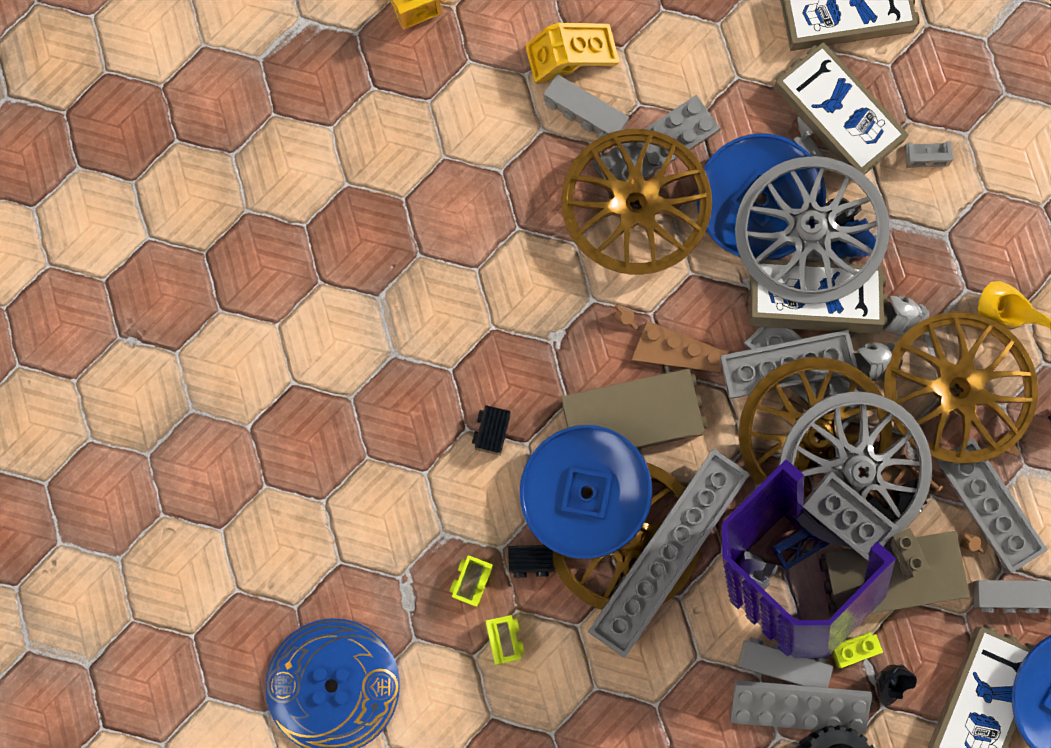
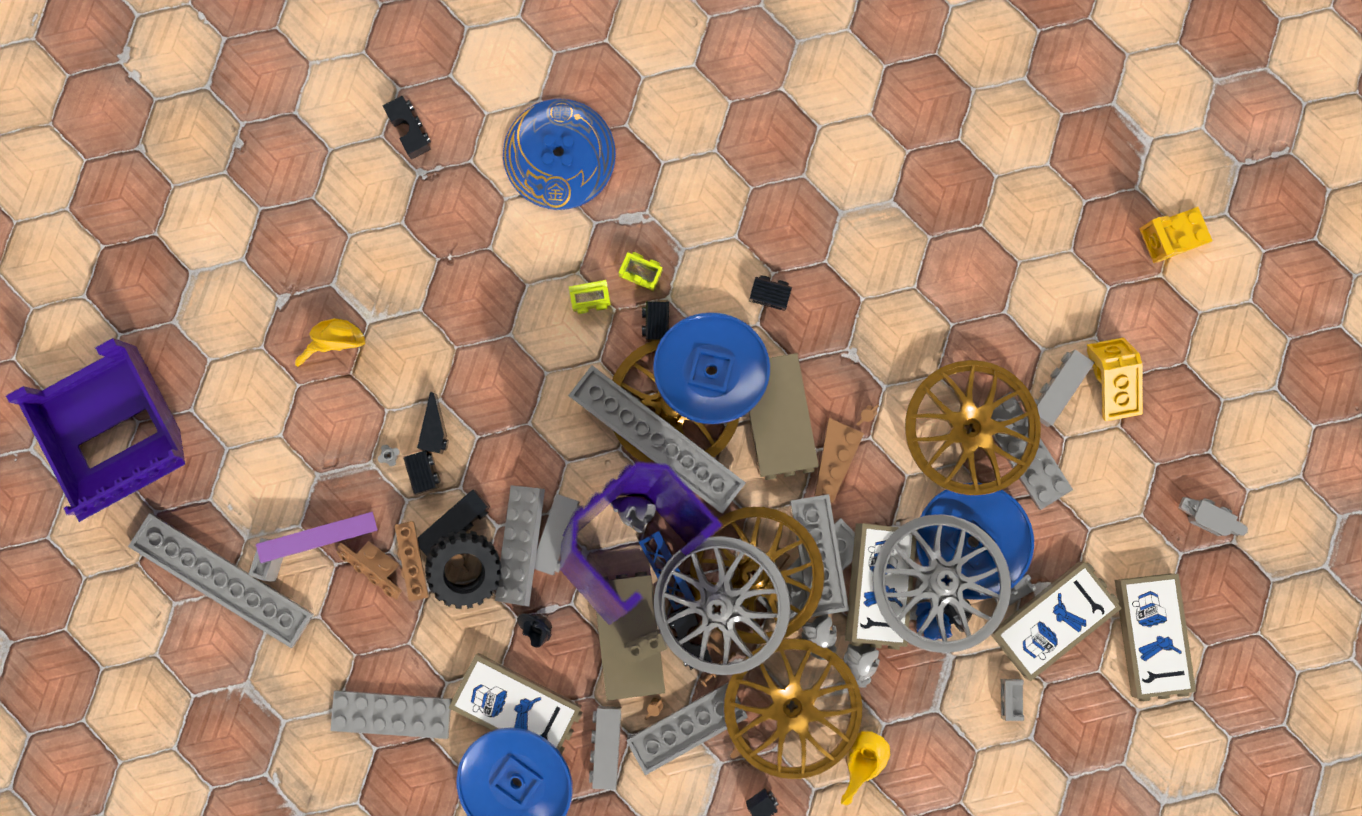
camera: 90 degrees right, 5 degrees up
(848, 515) = (679, 595): light grey plate -> none
(856, 650) = (566, 597): neon yellow window -> none

